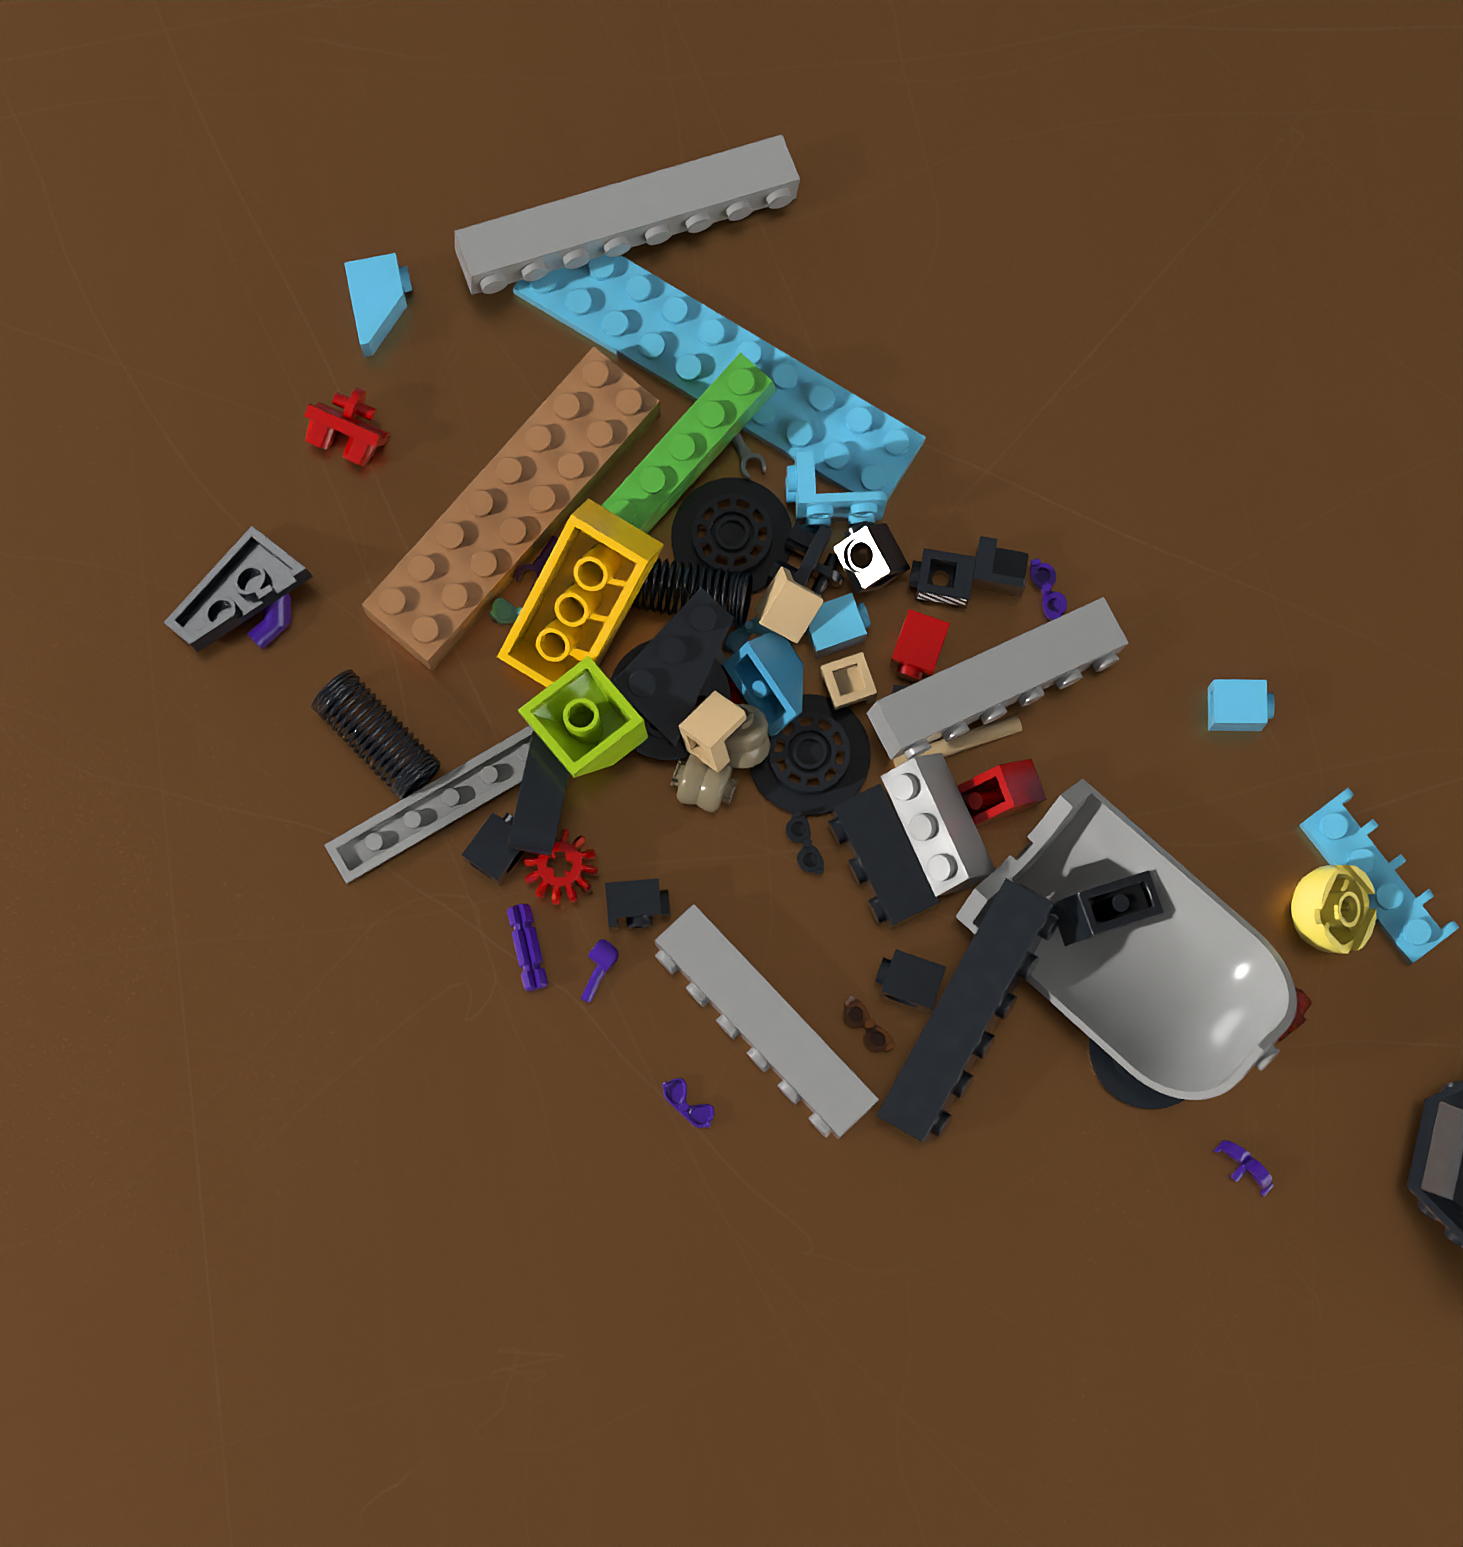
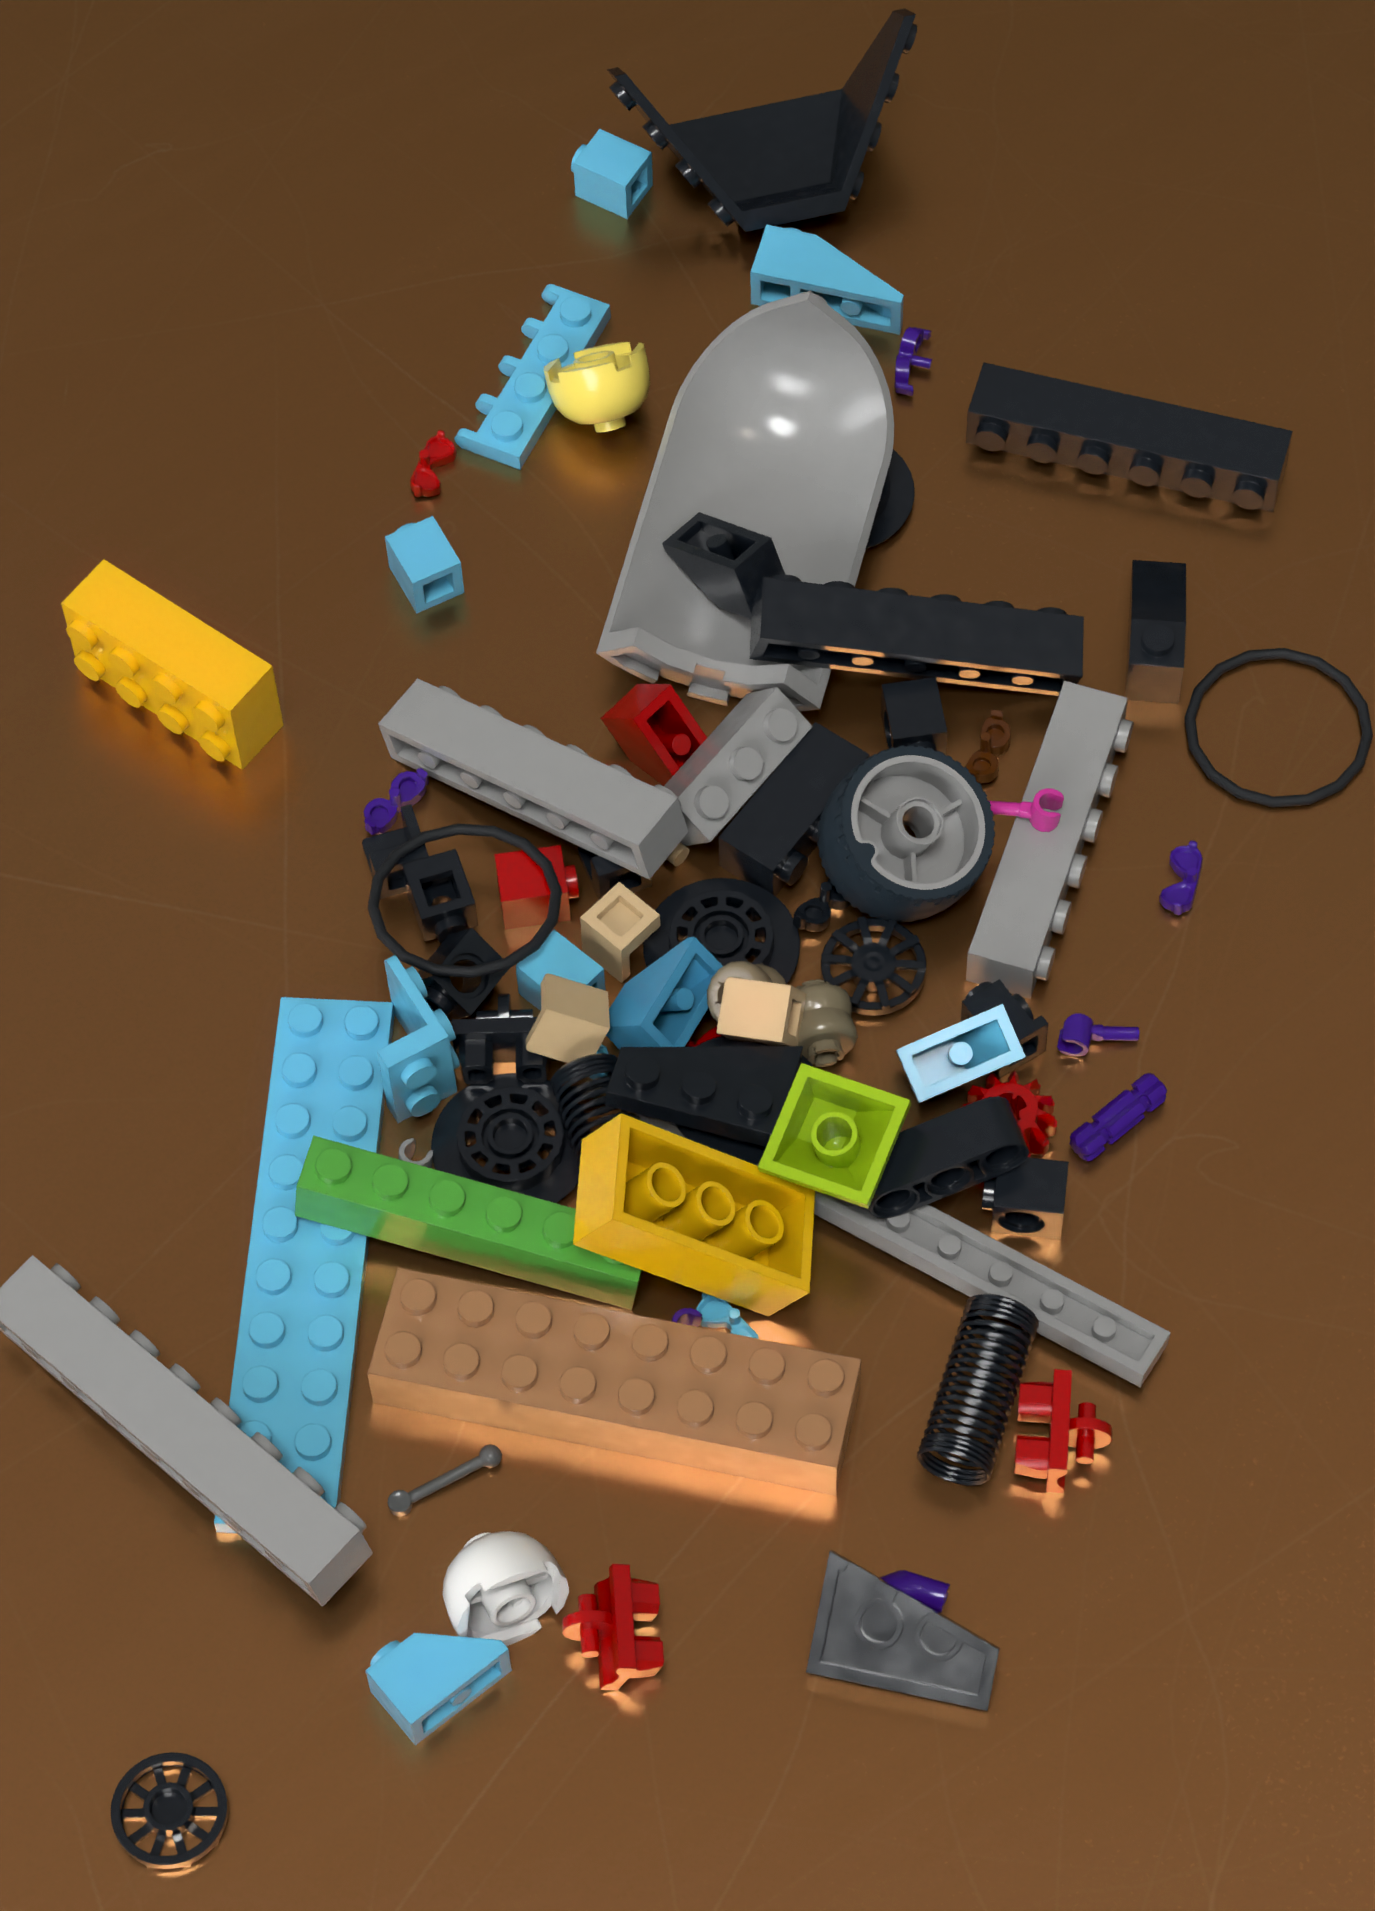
camera: 115 degrees left, 20 degrees down
(340, 778) = (1049, 1455): none -> red hips
(386, 110) = (169, 1810): none -> black wheel
(410, 363) = (502, 1587): none -> white cylinder
(513, 343) = (401, 1502): none -> dark grey hinge
(618, 847) = (960, 1053): none -> medium azure slope
(735, 847) = (875, 964): none -> black wheel
(784, 1003) = (1039, 819): none -> dark pink hand
(841, 906) = (877, 860): none -> wheel
(847, 1257) = (1259, 798): none -> black piece
(905, 1208) = (1156, 632): none -> black slope
(906, 648) = (453, 970): none -> black piece
(1079, 1283) = (1128, 437): none -> black brick
(1231, 477) = (172, 665): none -> yellow brick
(1343, 770) = (437, 453): none -> red piece
(1361, 1125) = (804, 262): none -> medium azure slope

